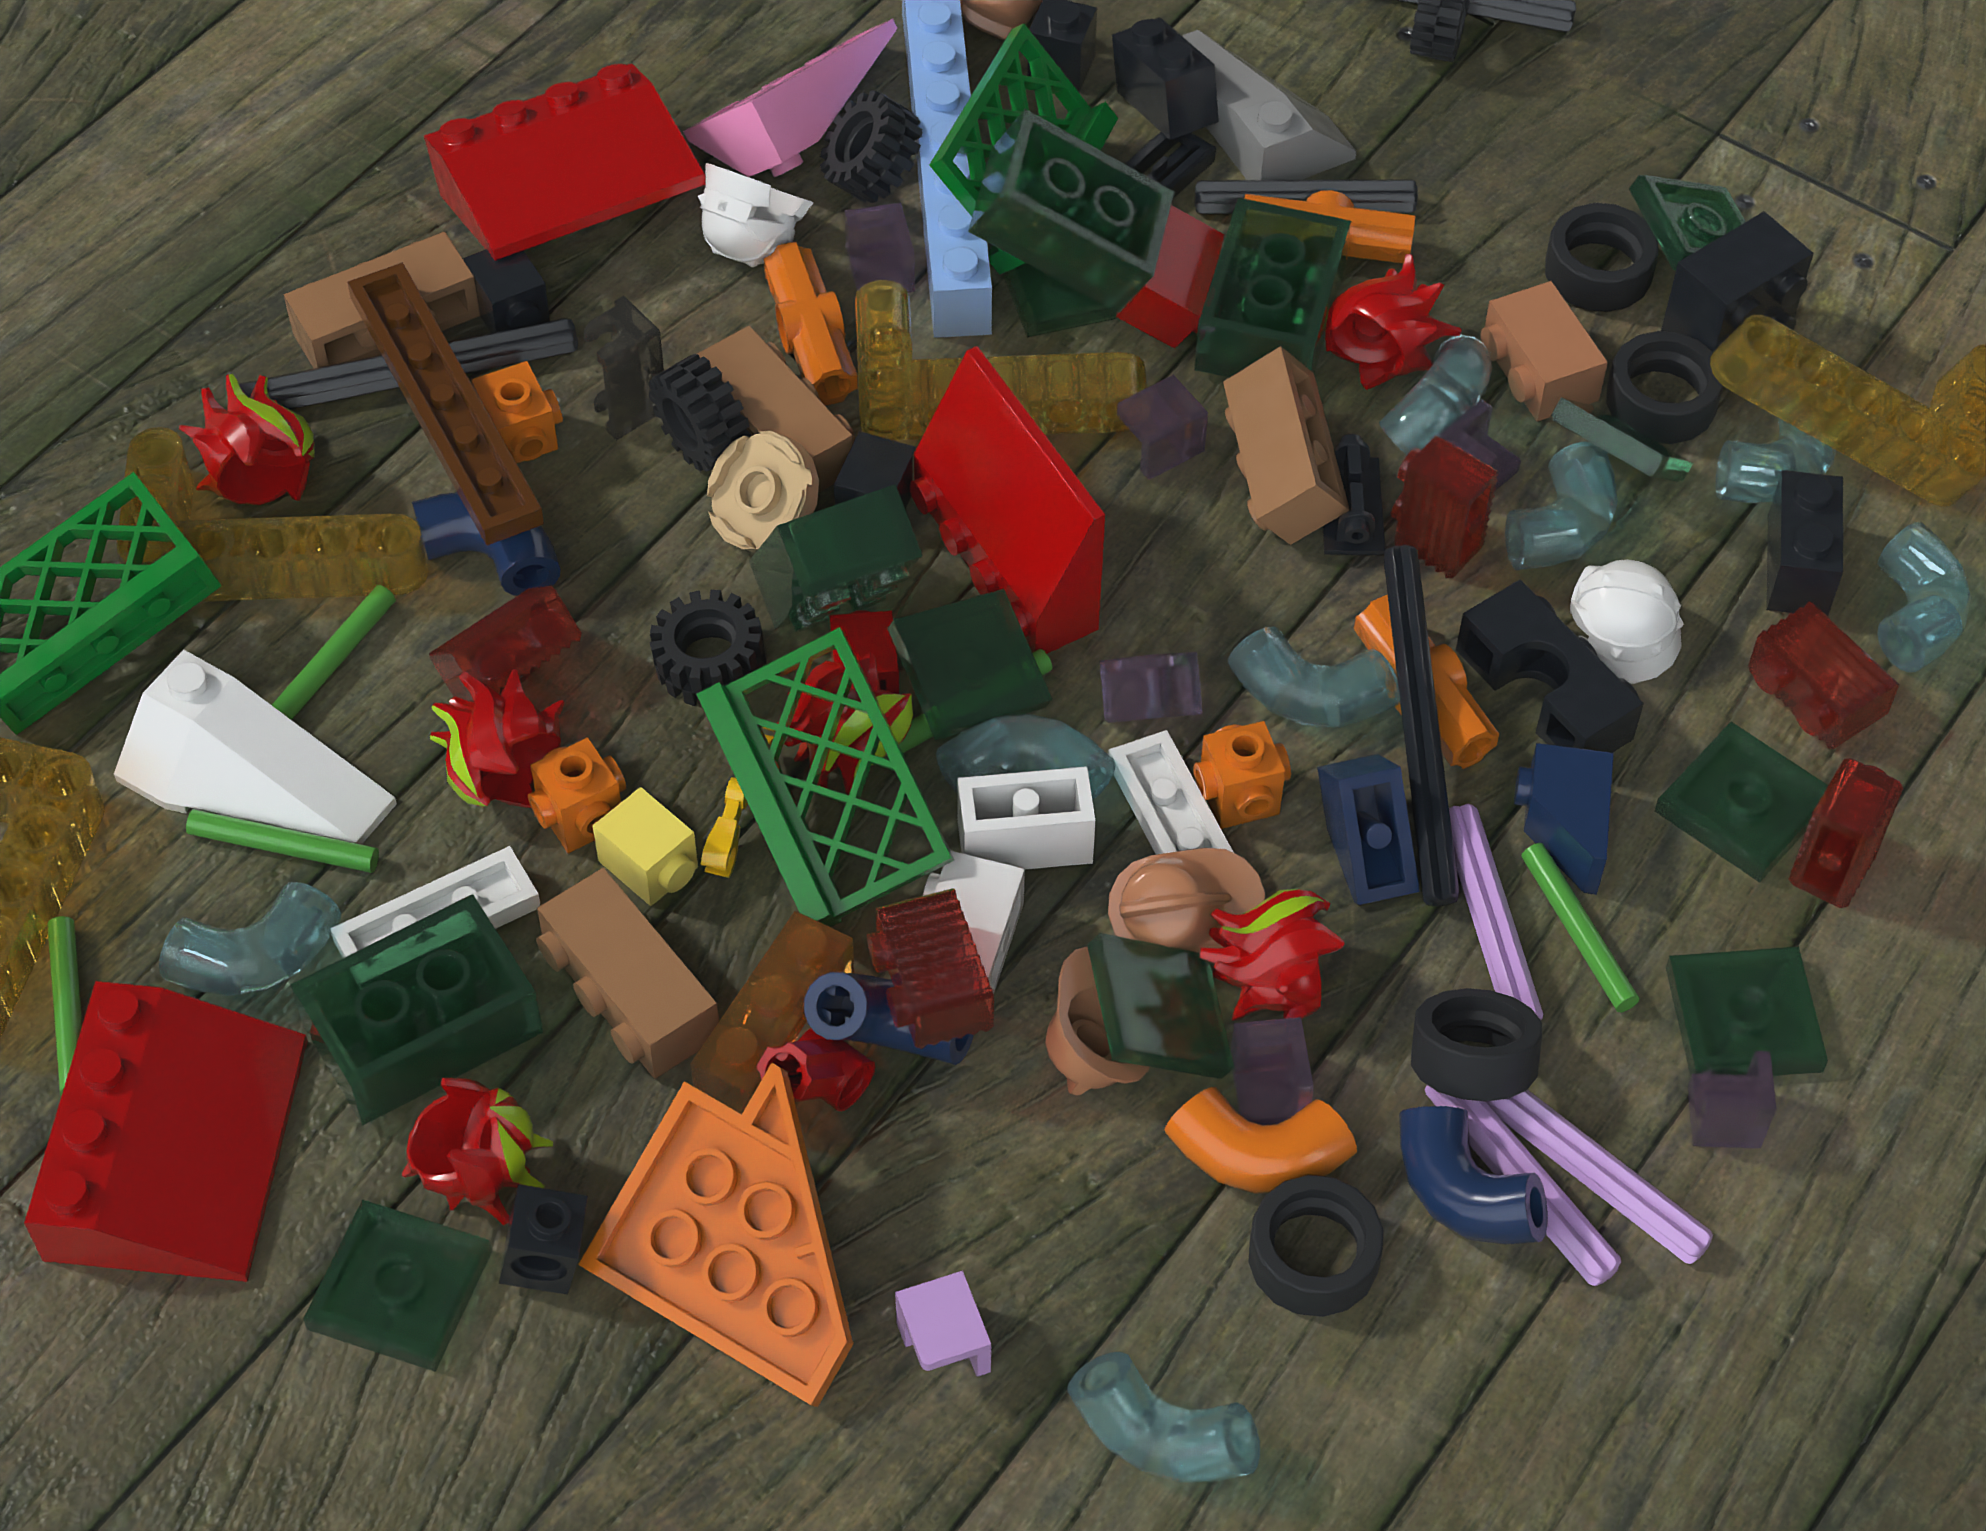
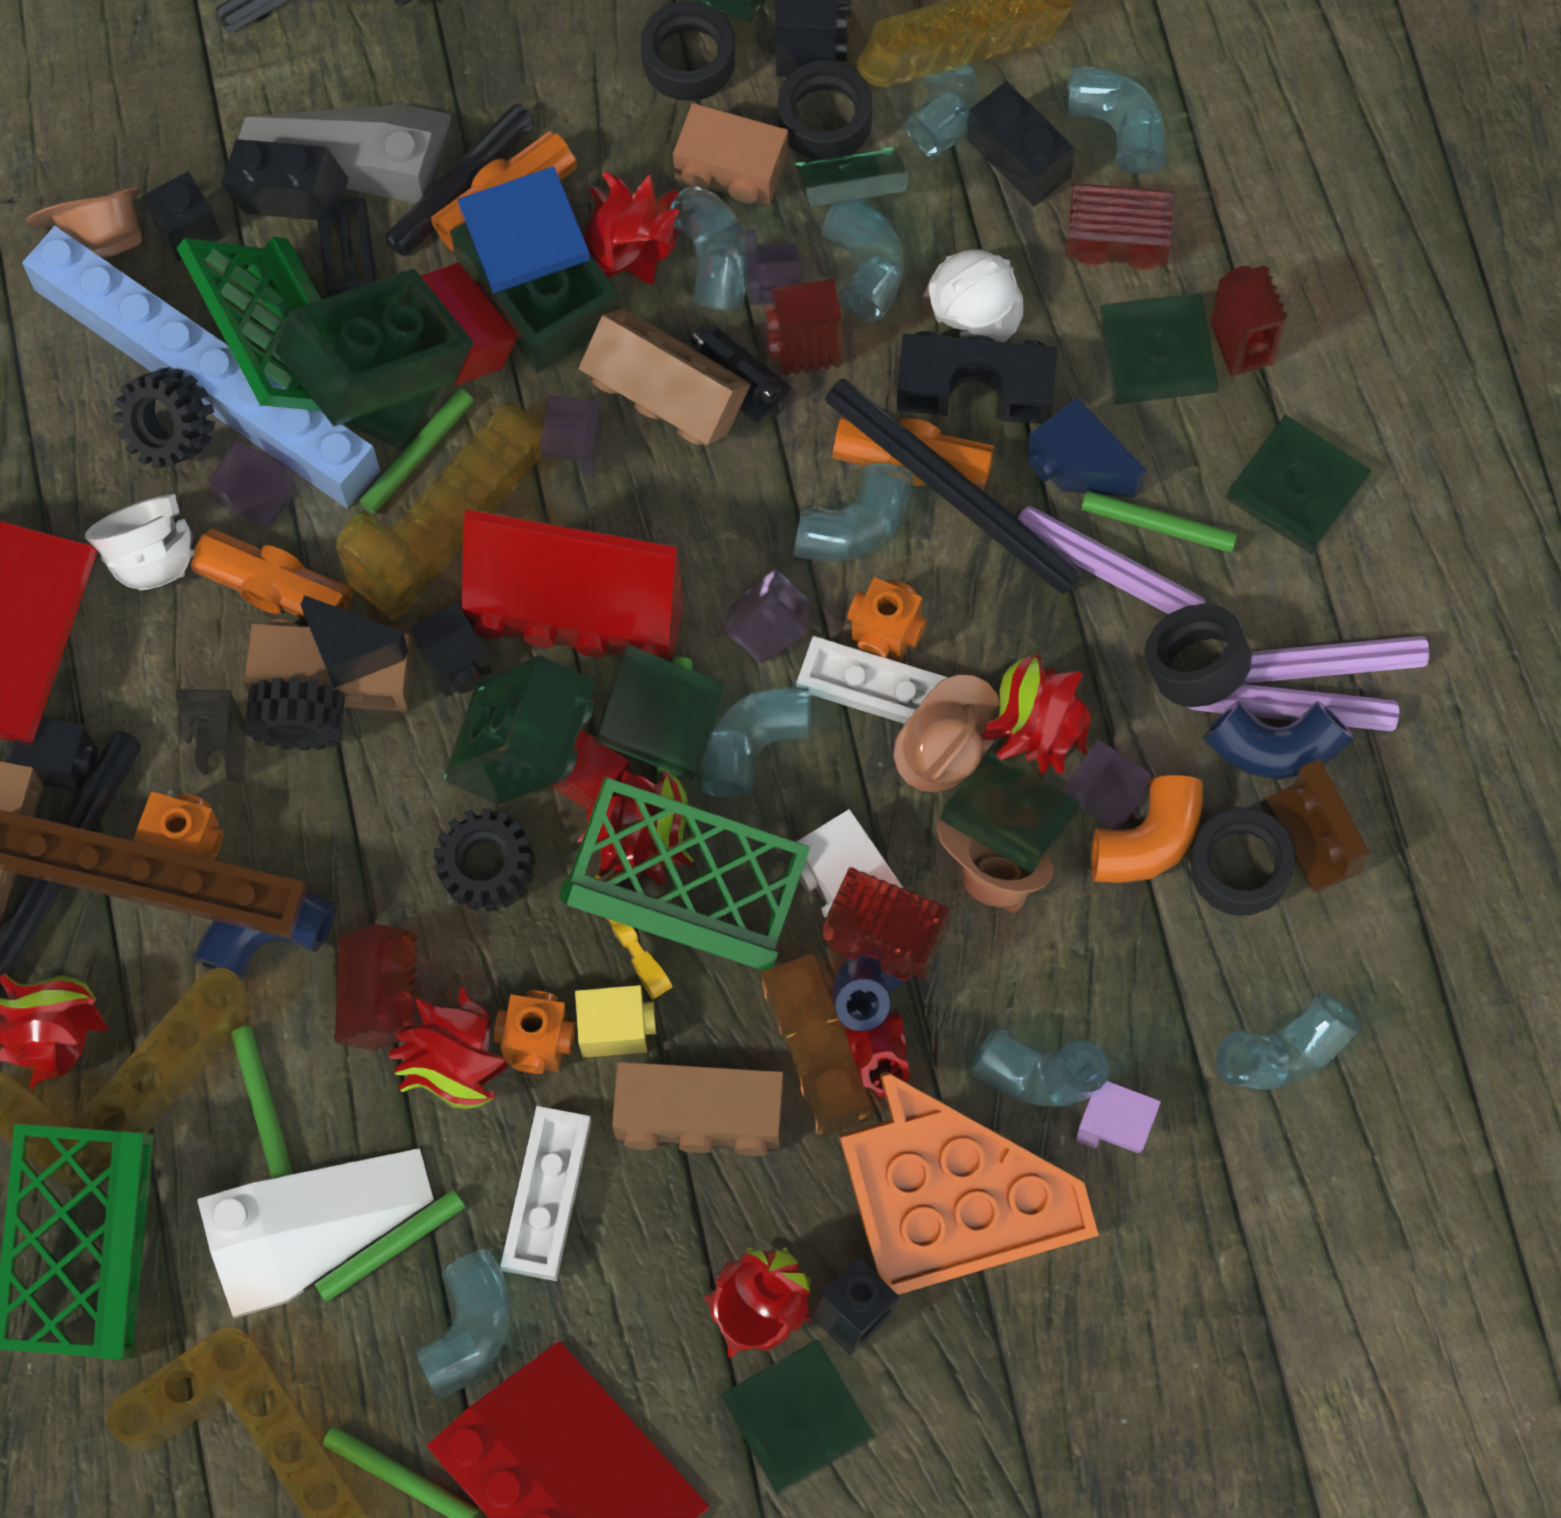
camera: 45 degrees left, 15 degrees up
(417, 1008) = (618, 1257): clear green brick -> none
(760, 486) = (397, 726): tan tile -> none
(789, 391) = (351, 643): none -> black slope
(790, 111) = (69, 444): bright pink wedge -> none
(923, 1227) = (1040, 1075): none -> clear light blue cylinder
(1028, 818) = (809, 777): white brick -> none
(1036, 340) = (416, 451): none -> bright green bar
(1293, 238) = (523, 229): none -> blue tile
(1369, 827) = (988, 578): dark blue slope -> none
(1413, 1284) = (1320, 828): none -> reddish brown bracket
(1733, 1107) = (1355, 547): clear purple panel -> none

